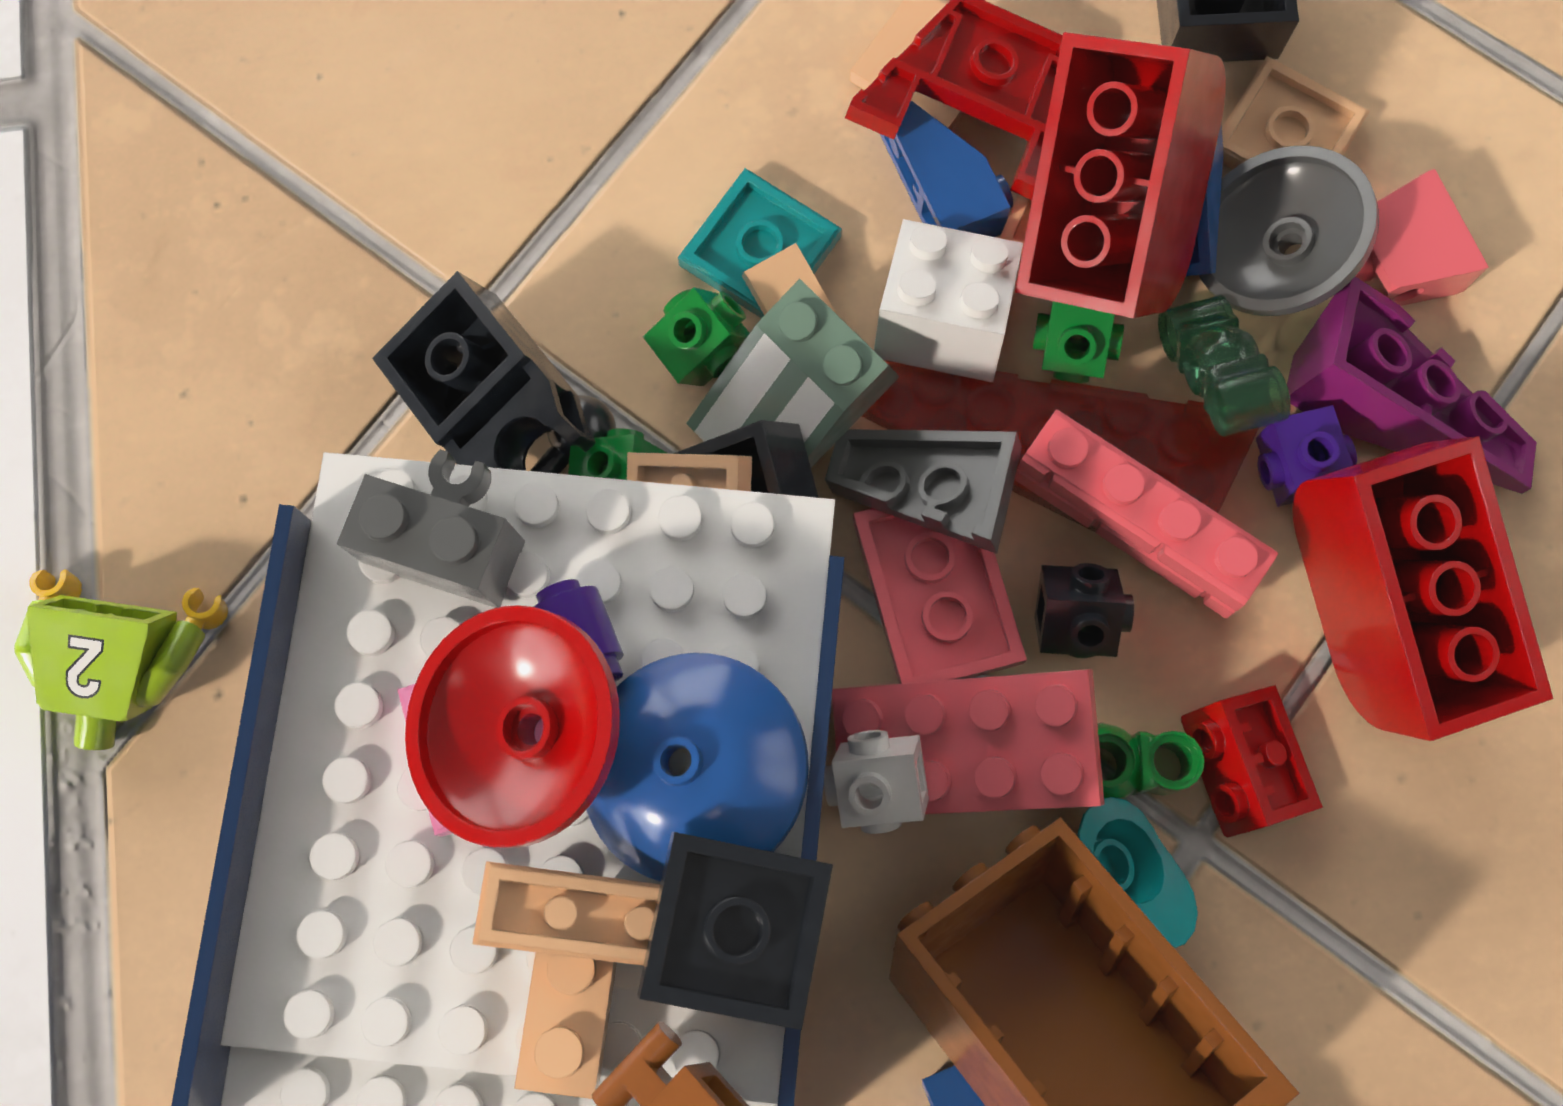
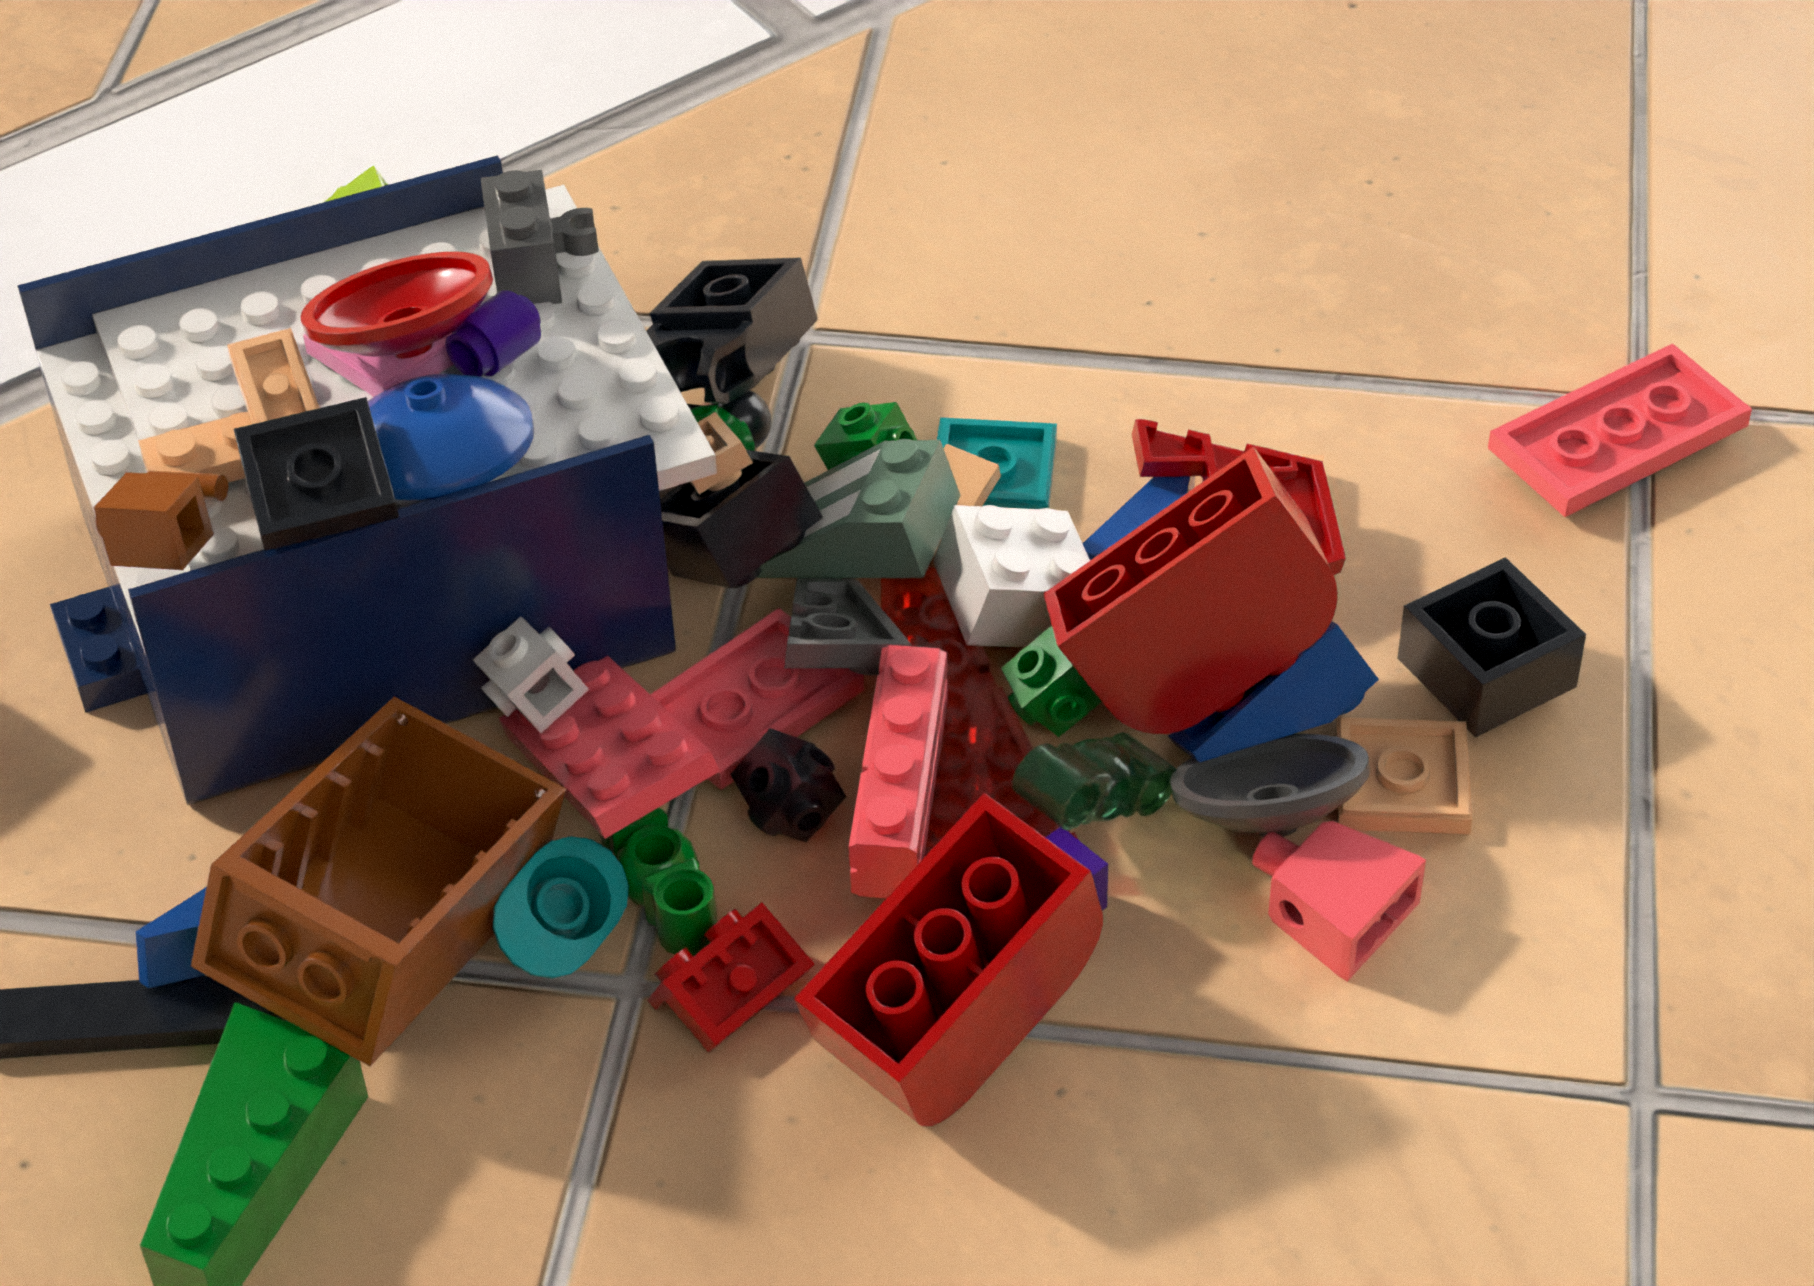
camera: 60 degrees right, 30 degrees down
(1396, 389) = (1183, 938): magenta wedge -> none

